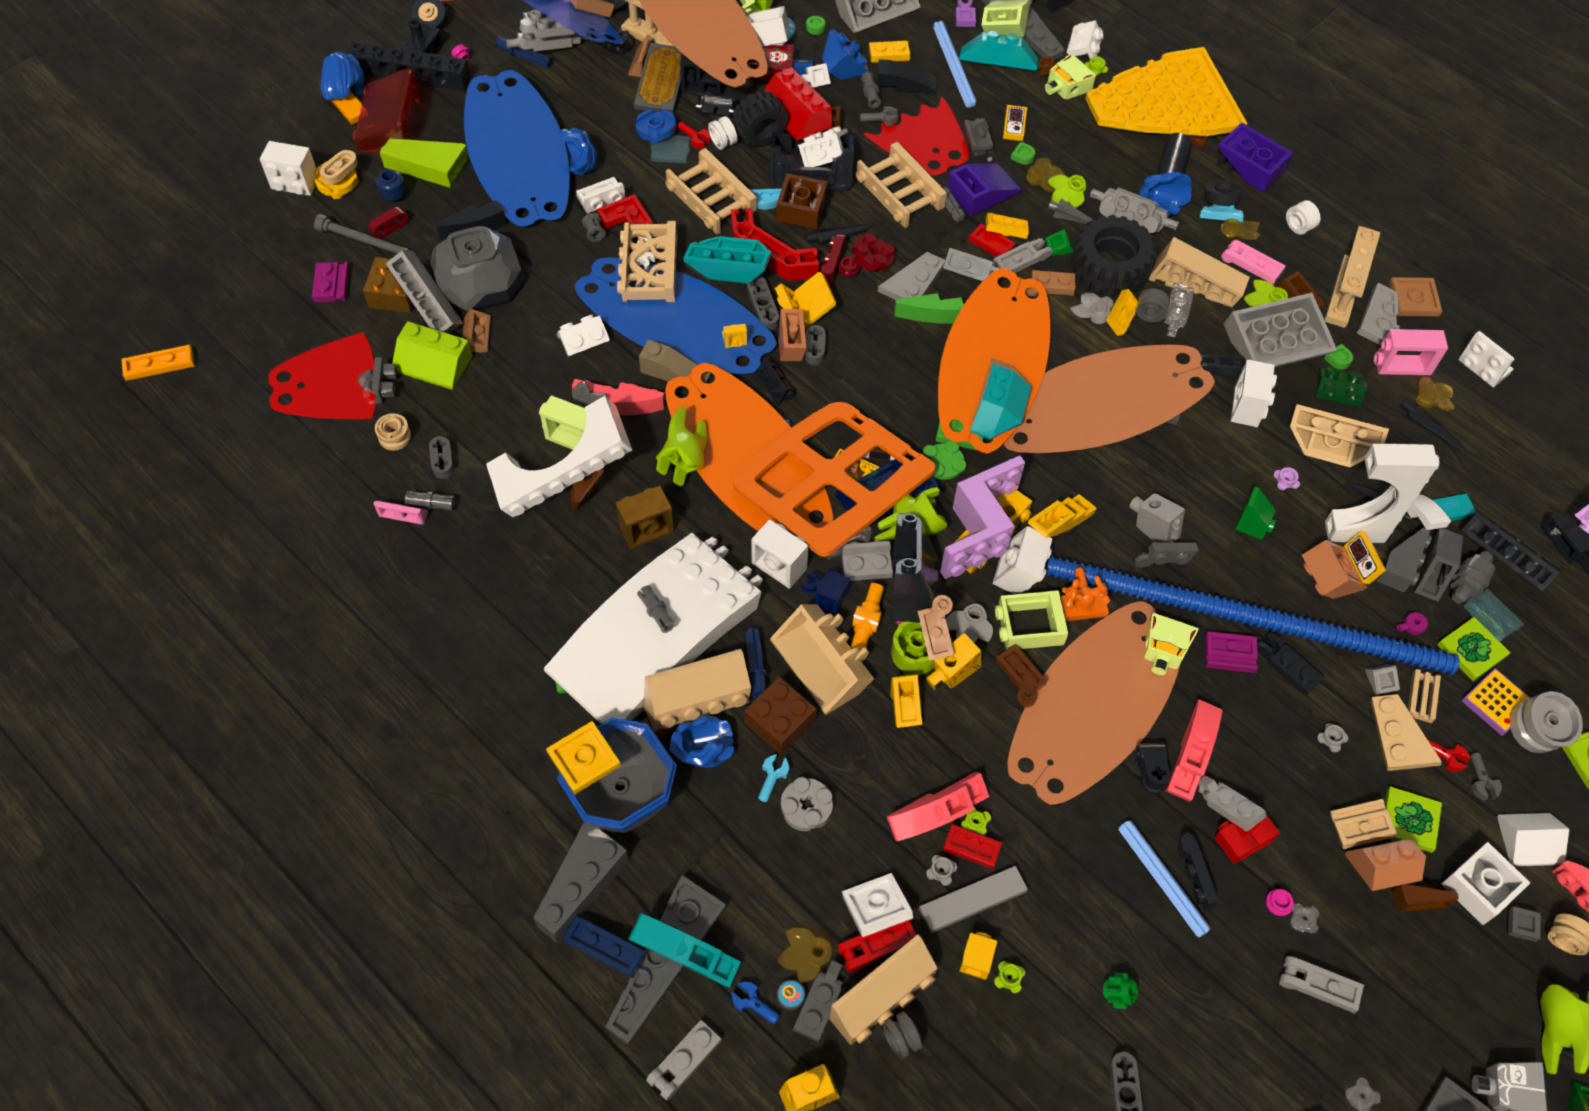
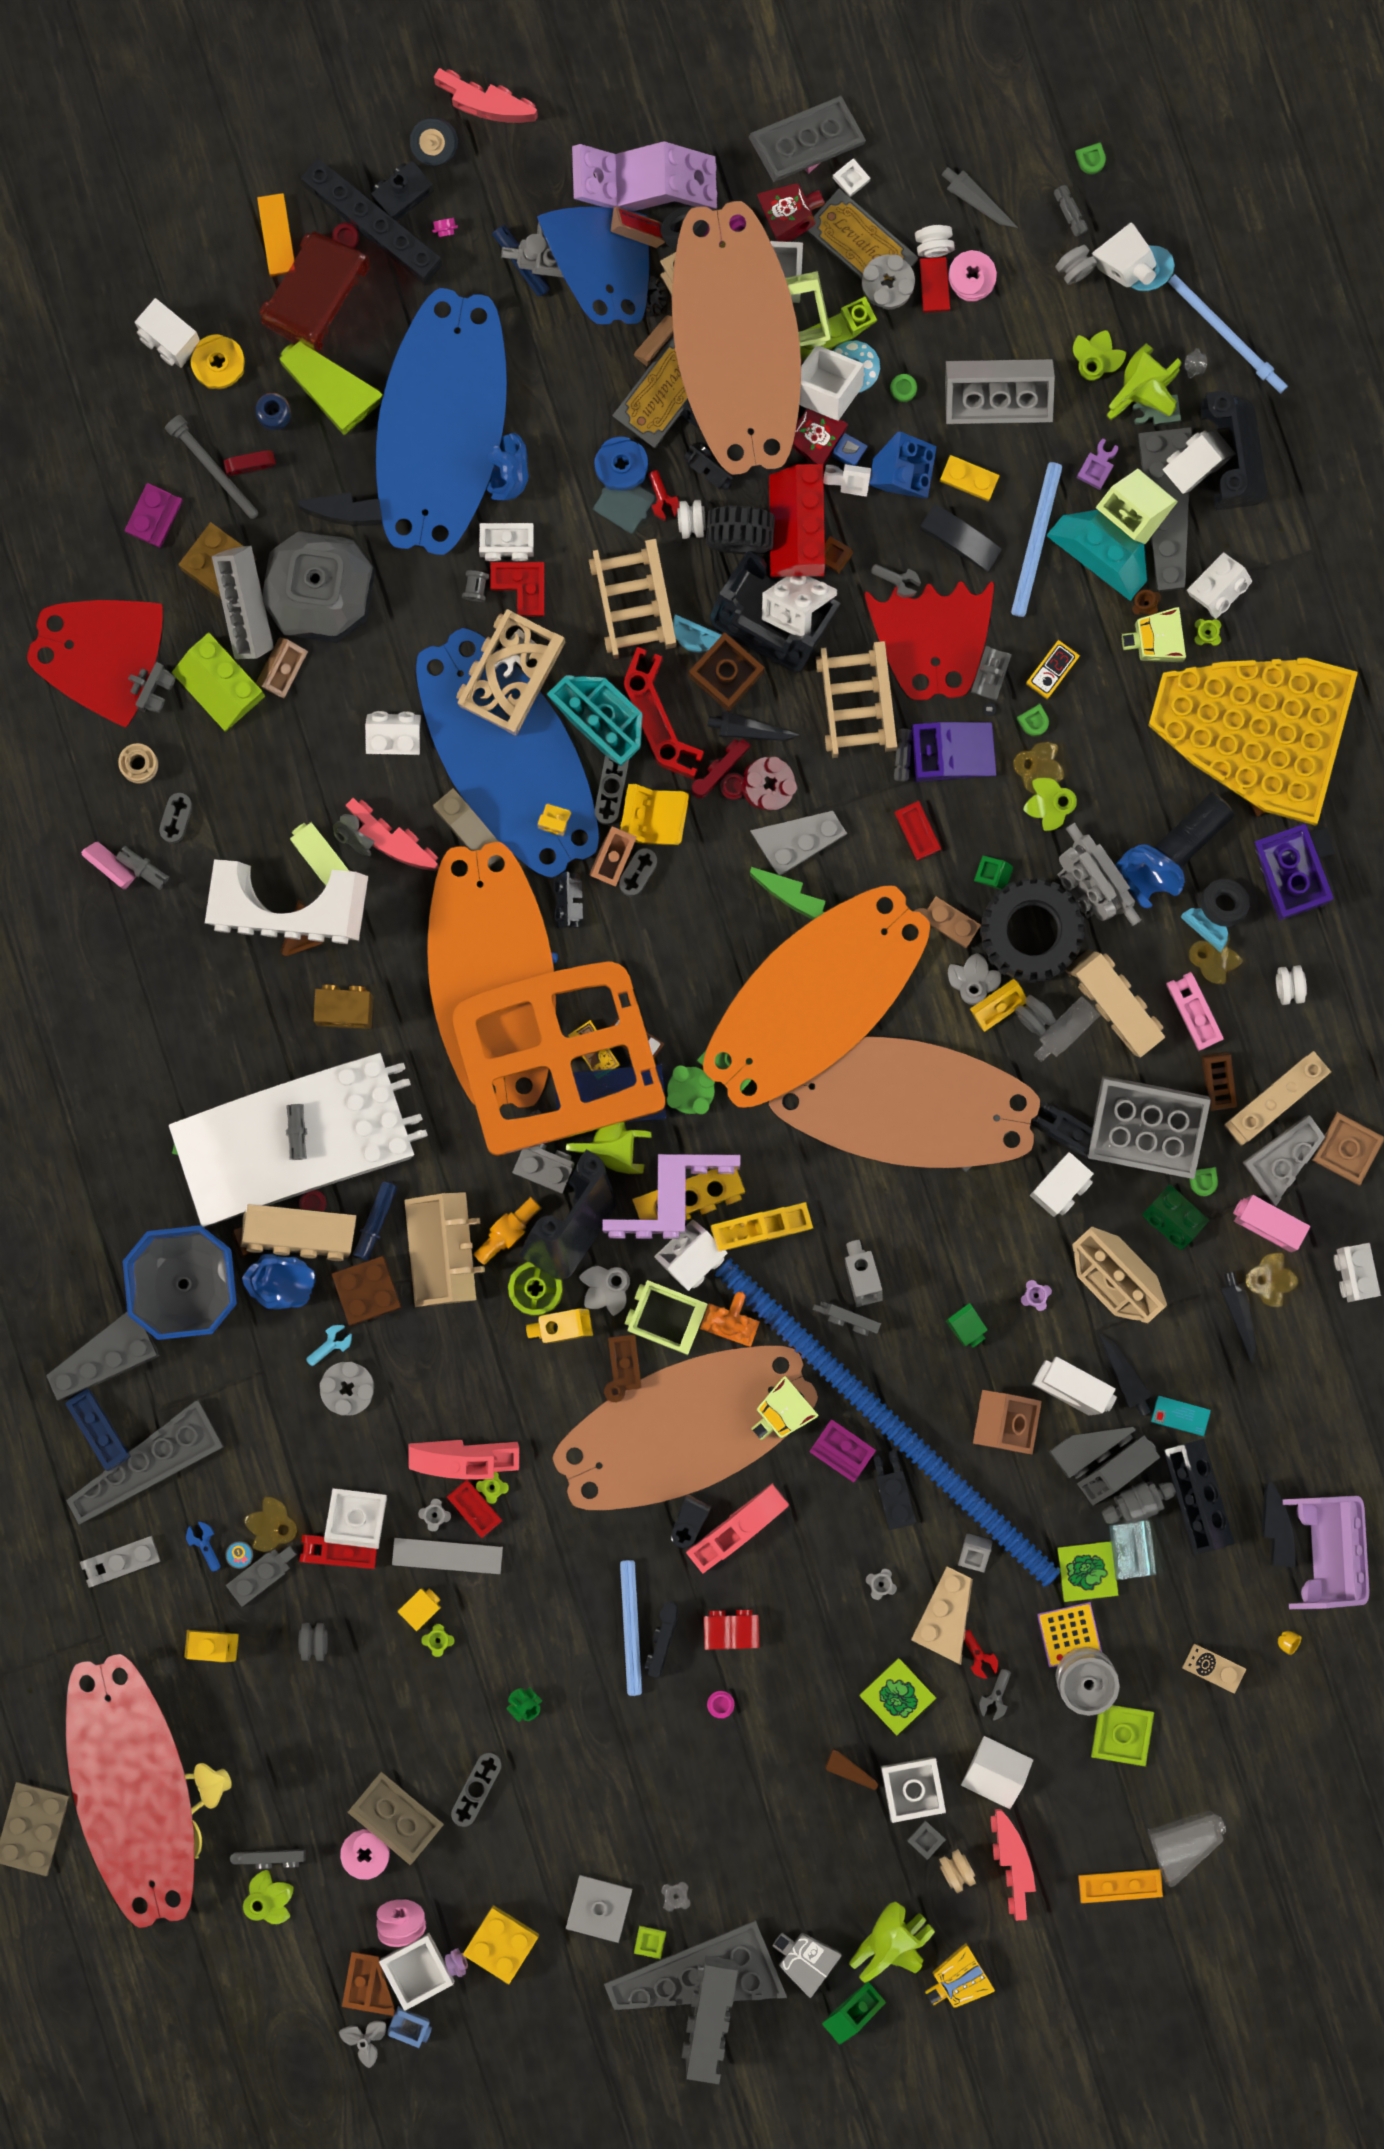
camera: 30 degrees right, 25 degrees up
(338, 166) = (223, 356): tan plate -> none
(339, 75) = (282, 210): blue hair -> none
(583, 757) = (152, 1258): yellow plate -> none
(682, 448) = (421, 946): lime piece -> none
(684, 950) = (162, 1474): teal slope -> none
(779, 553) = (456, 1120): white brick -> none
(828, 591) = (488, 1181): clear blue brick -> none
(871, 90) = (908, 533): dark grey pin -> none
(883, 991) = (317, 1597): tan slope -> none
(906, 700) = (492, 1340): yellow slope -> none
(935, 628) = (551, 1293): hinge -> none
(969, 264) = (870, 857): hinge -> none
(1000, 401) = (788, 1054): teal wedge -> none
(1007, 225) = (945, 820): yellow plate -> none
(1023, 256) = (934, 872): light grey hinge -> none
(1066, 211) = (1027, 831): dark grey piece -> none
(1231, 804) = (731, 1599): light grey hinge -> none
(1265, 294) = (1173, 1062): lime plate -> none
(1297, 918) = (740, 1730): clear plate -> none
(1322, 984) = (706, 1792): light grey plate -> none
(1363, 824) = (845, 1678): tan plate -> none
(1365, 557) = (1045, 1425): tile -> none
(1388, 863) = (835, 1724): nougat slope -> none
(1414, 624) = (1042, 1514): magenta piece -> none
(1427, 679) = (984, 1606): tan tile -> none
(1429, 513) = (1143, 1410): white slope -> none

